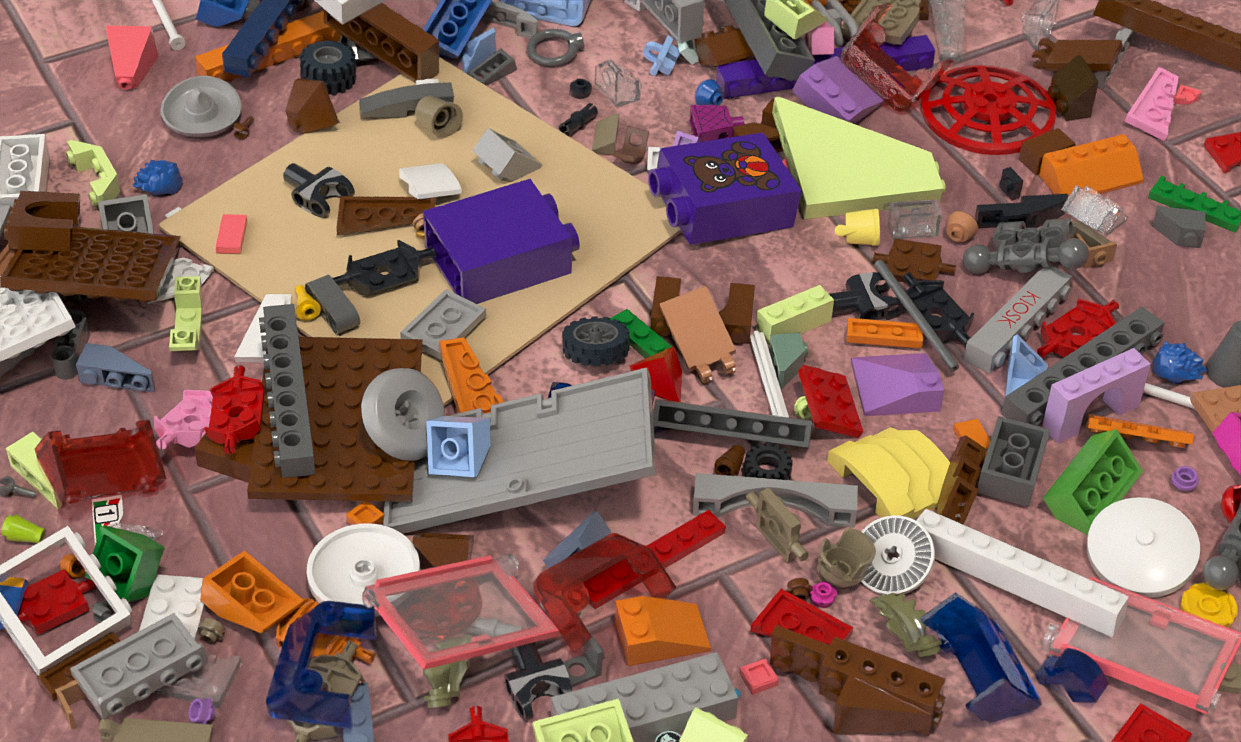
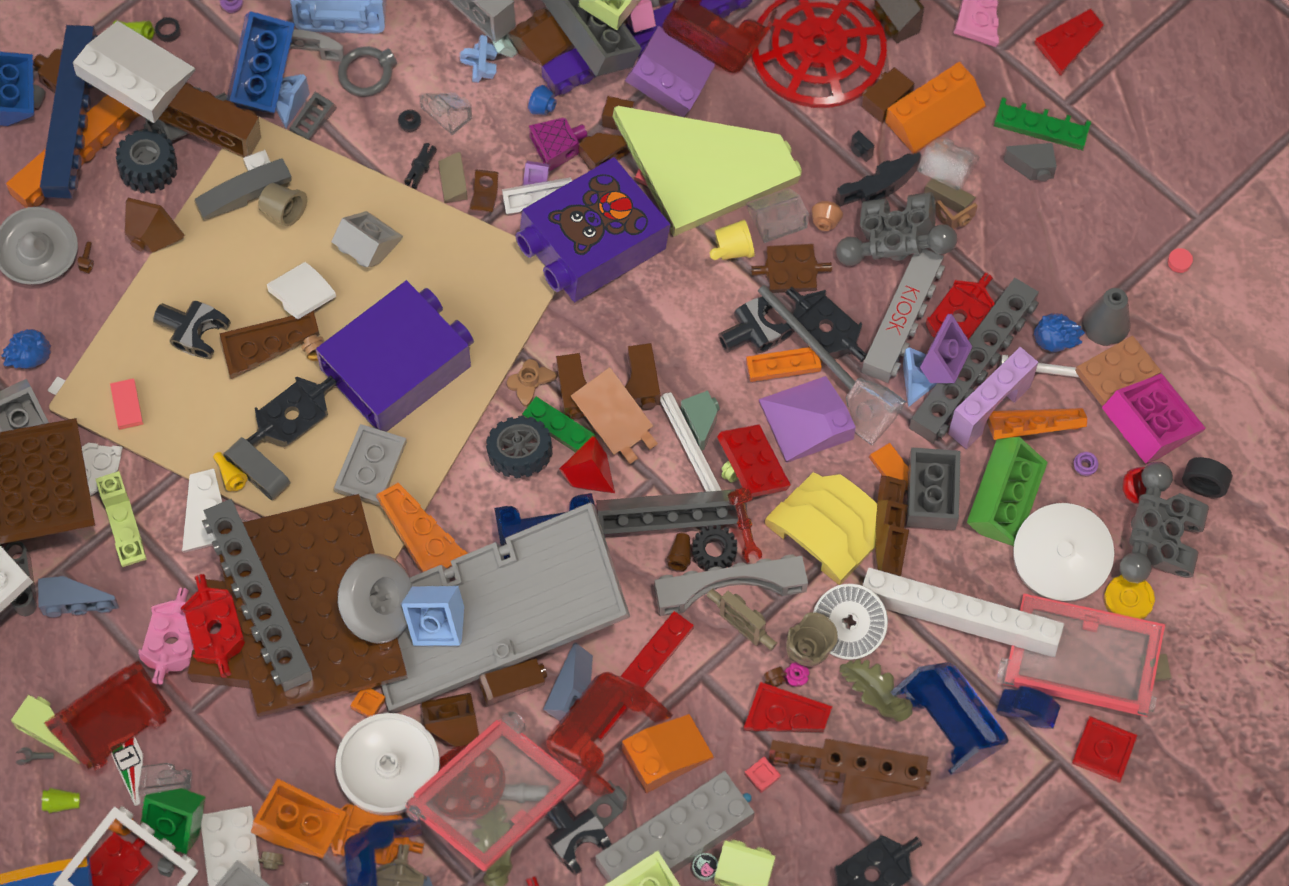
camera: 15 degrees left, 20 degrees up
(517, 527) = (512, 681): none -> reddish brown slope
(625, 293) = (528, 379): none -> medium nougat animal
(796, 313) = (696, 366): yellowish green brick -> none
(804, 443) = (739, 498): none -> clear red piece
(966, 385) = (873, 408): none -> clear slope
(1053, 342) = (946, 353): none -> medium lavender slope

